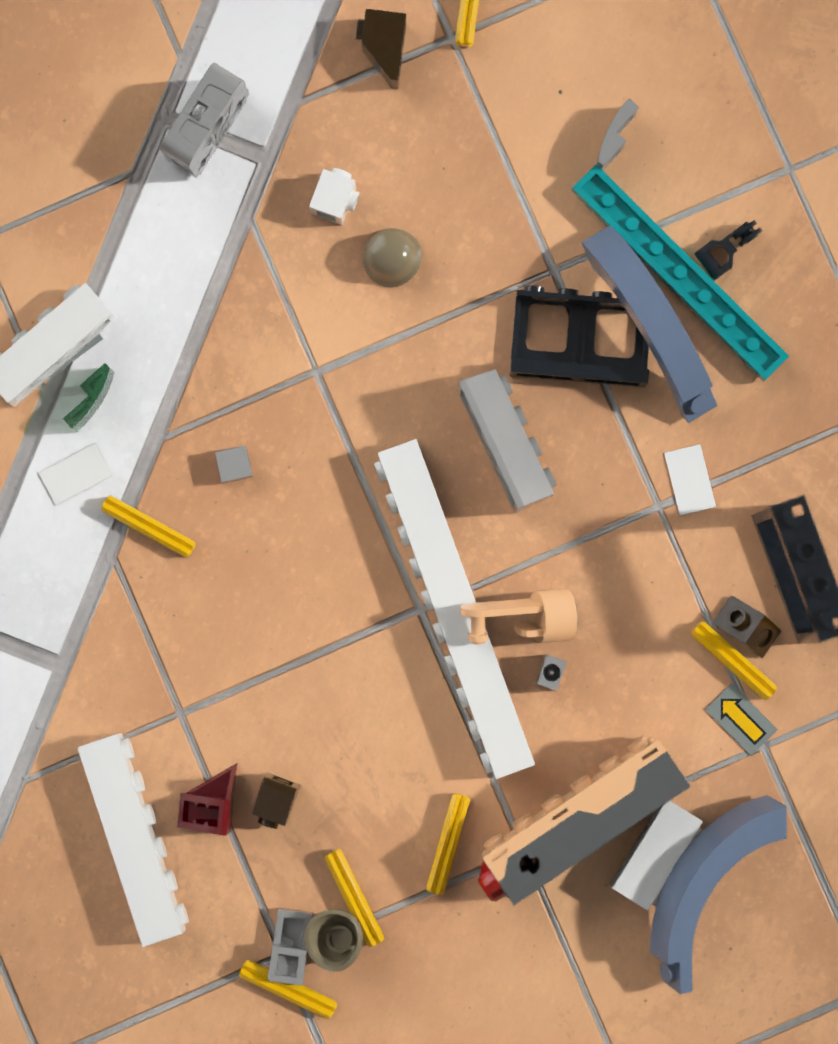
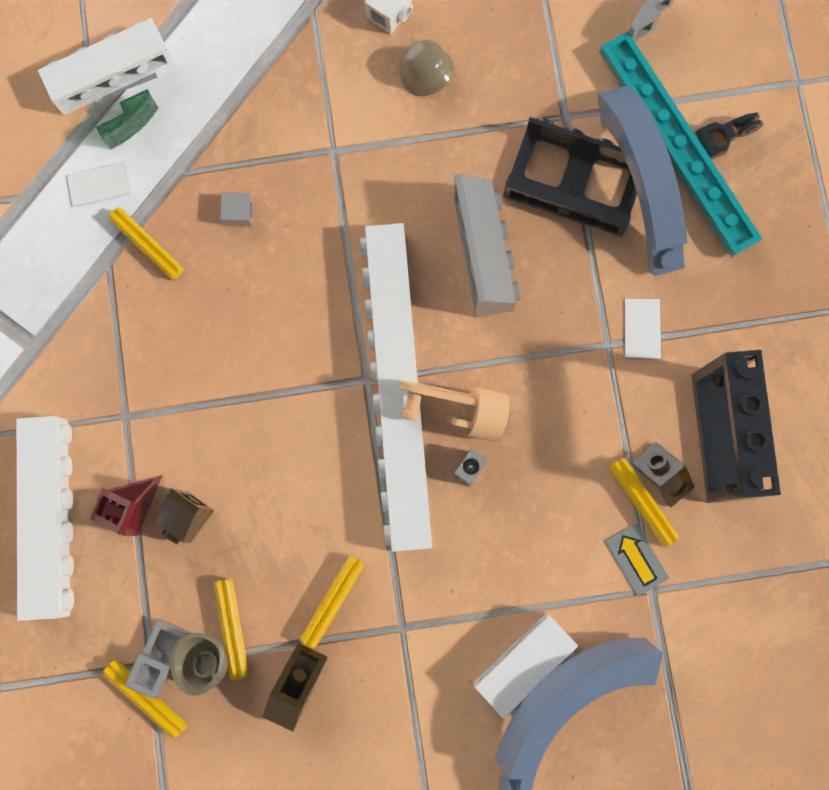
camera: 20 degrees right, 5 degrees down
(435, 936) = (294, 687): none -> dark brown slope
(580, 820) = (461, 613): piece -> none

